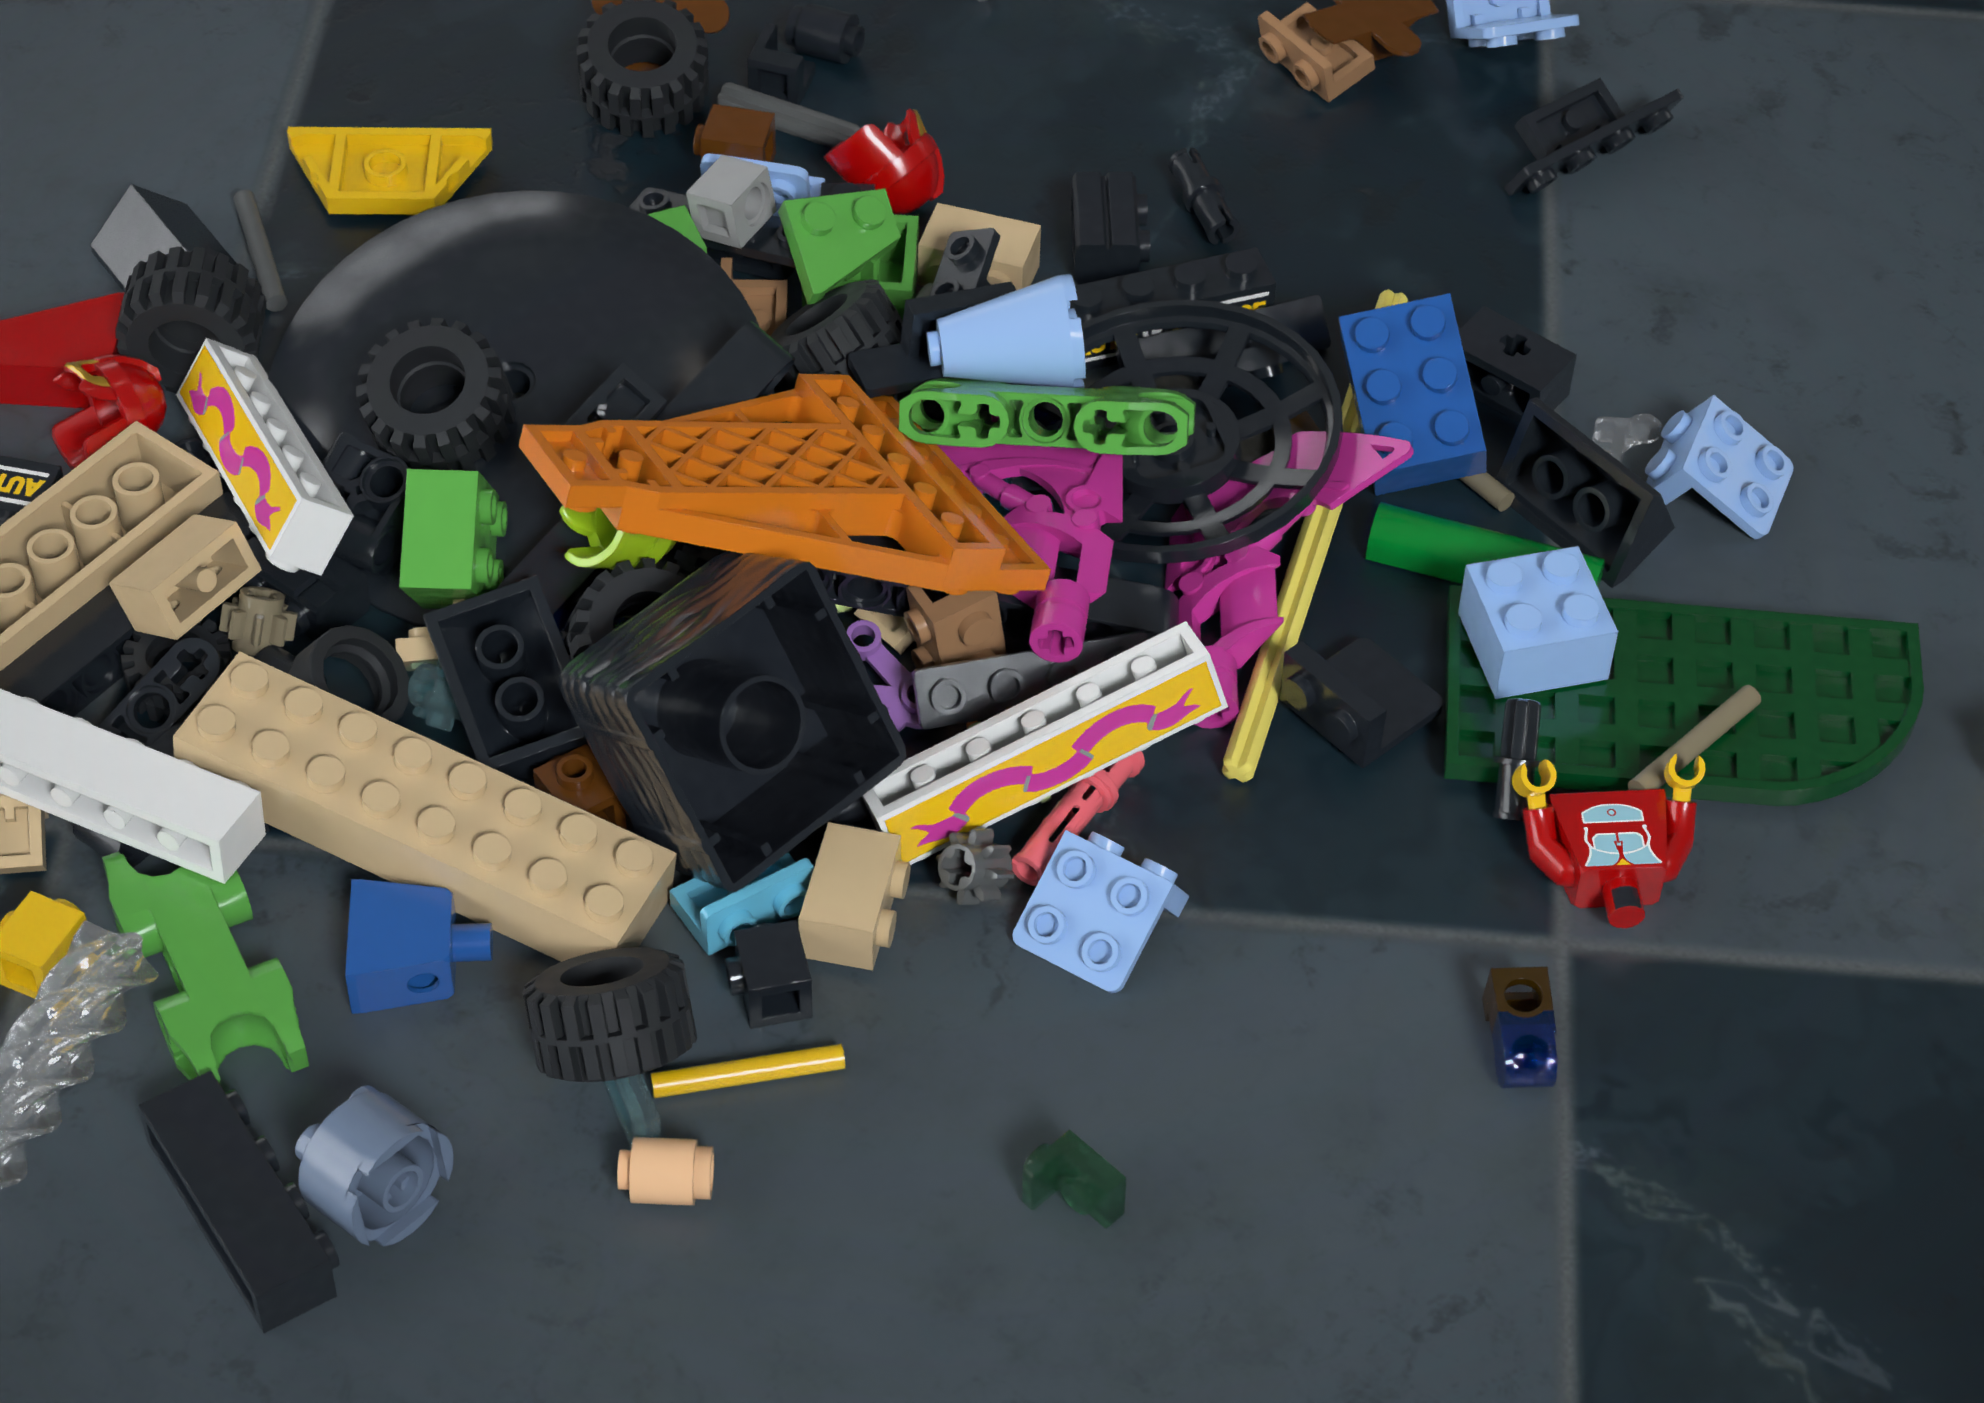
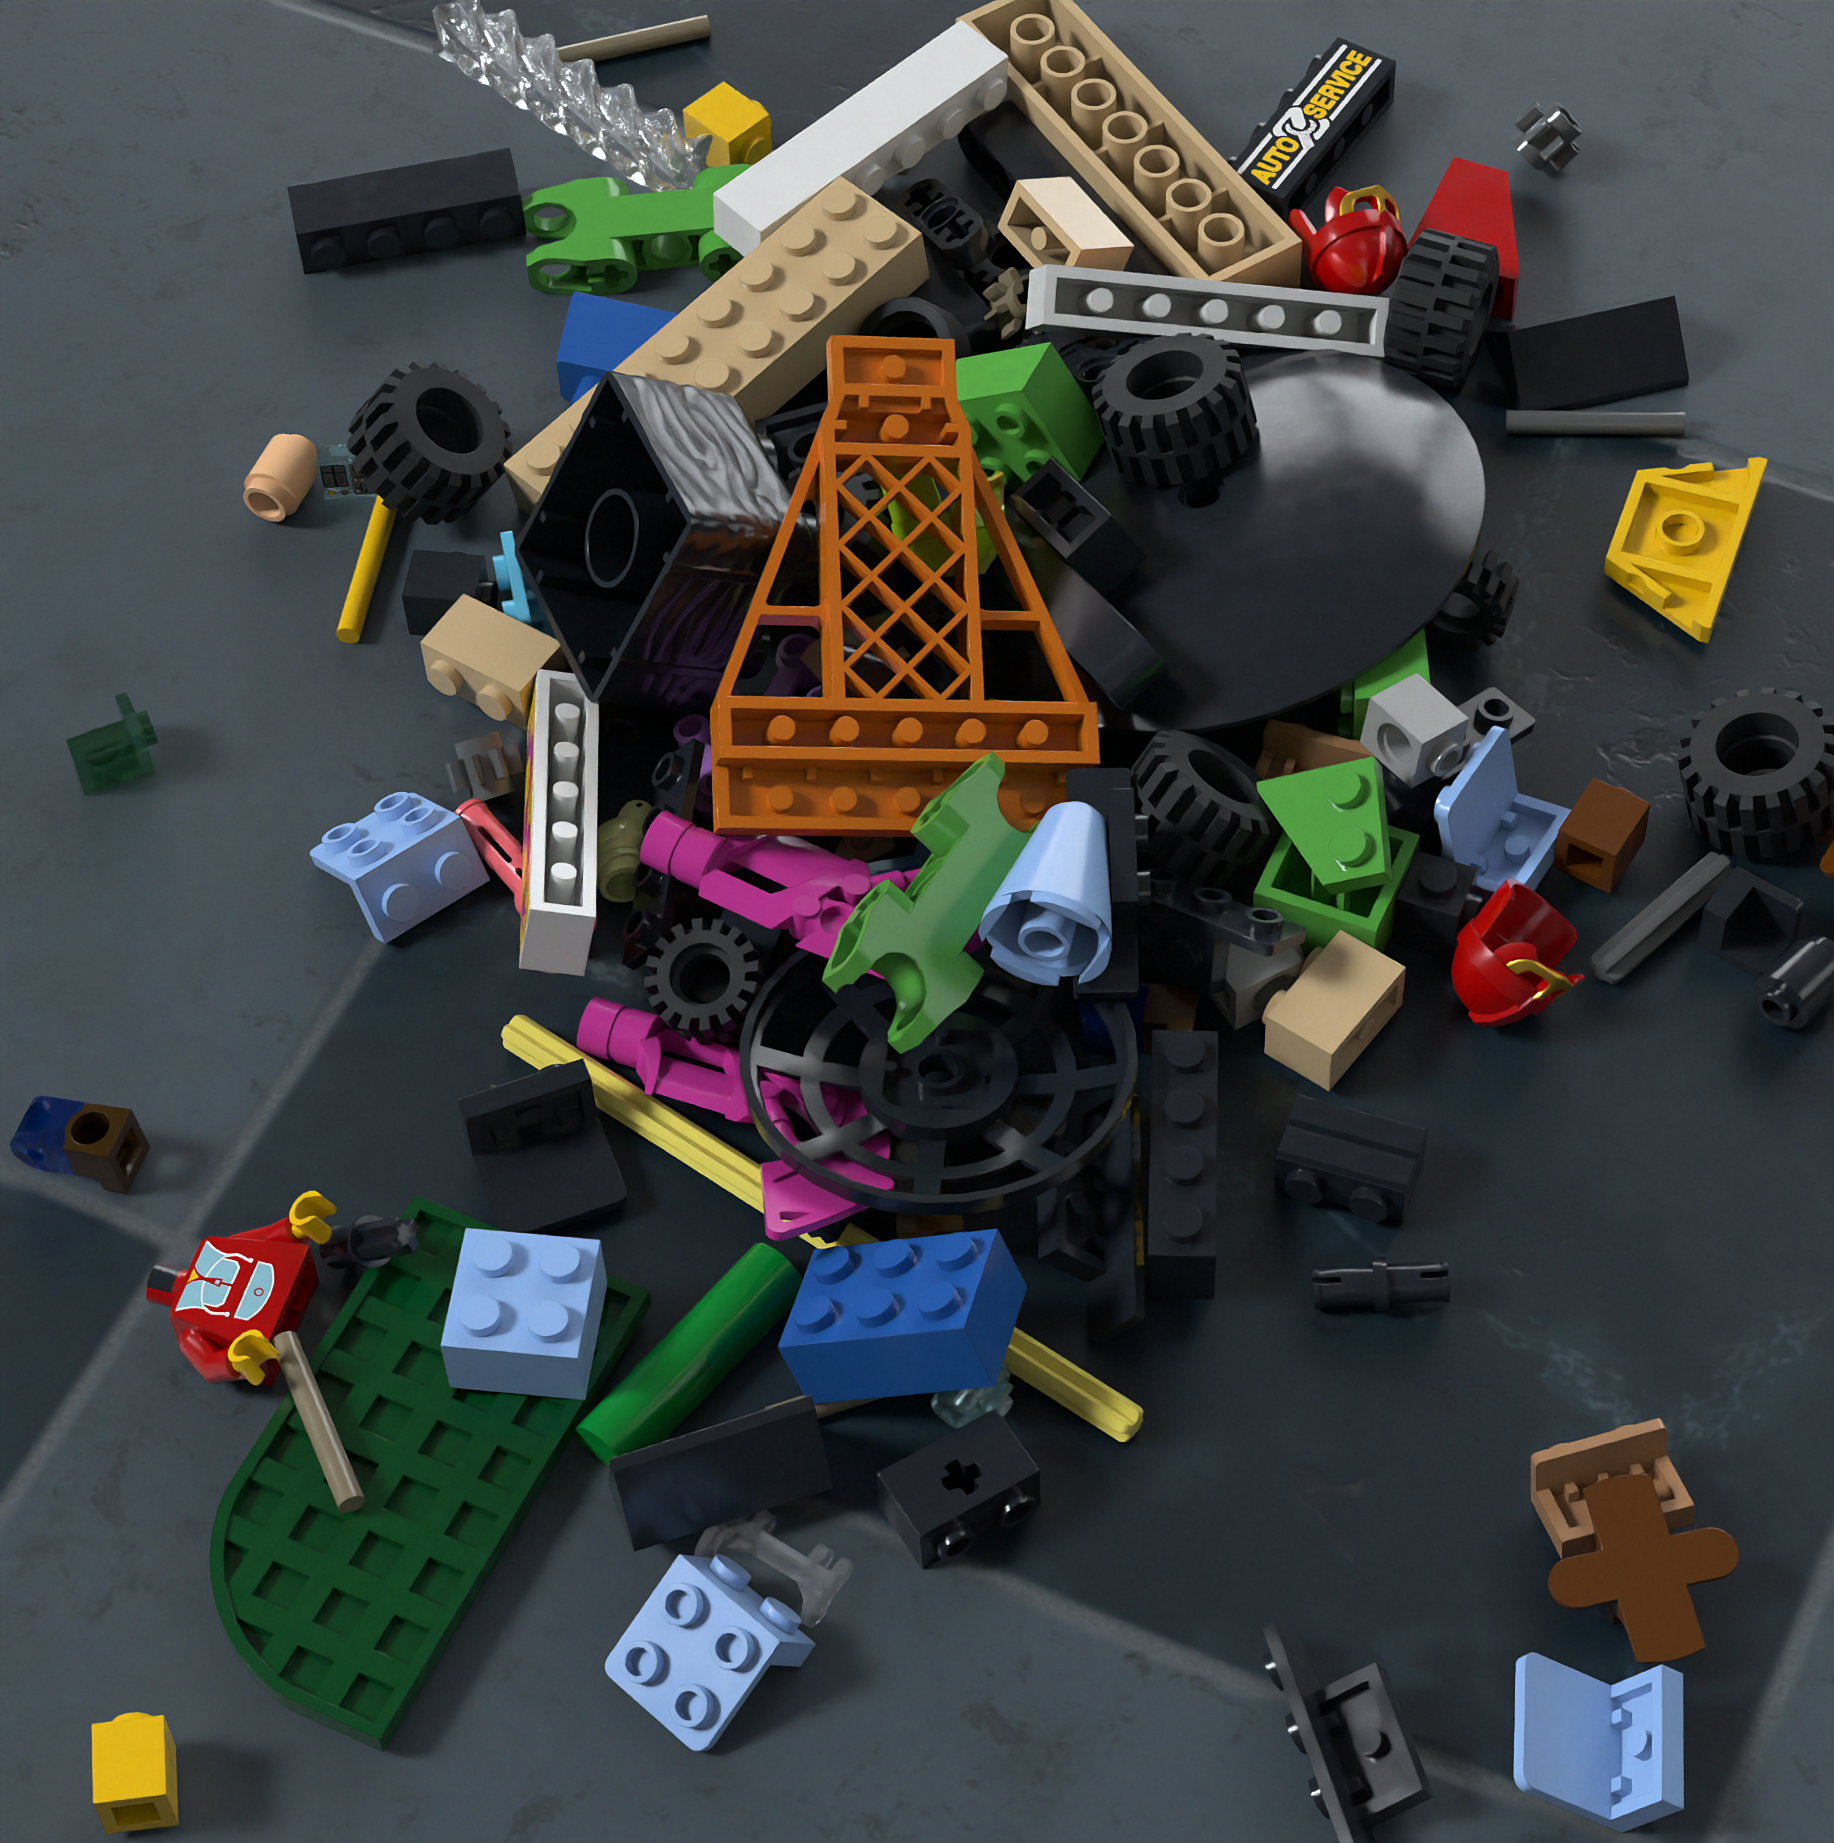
camera: 115 degrees right, 5 degrees up
(373, 1167) = (373, 278): sand blue brick -> none
(1169, 576) = (685, 952): none -> black tyre

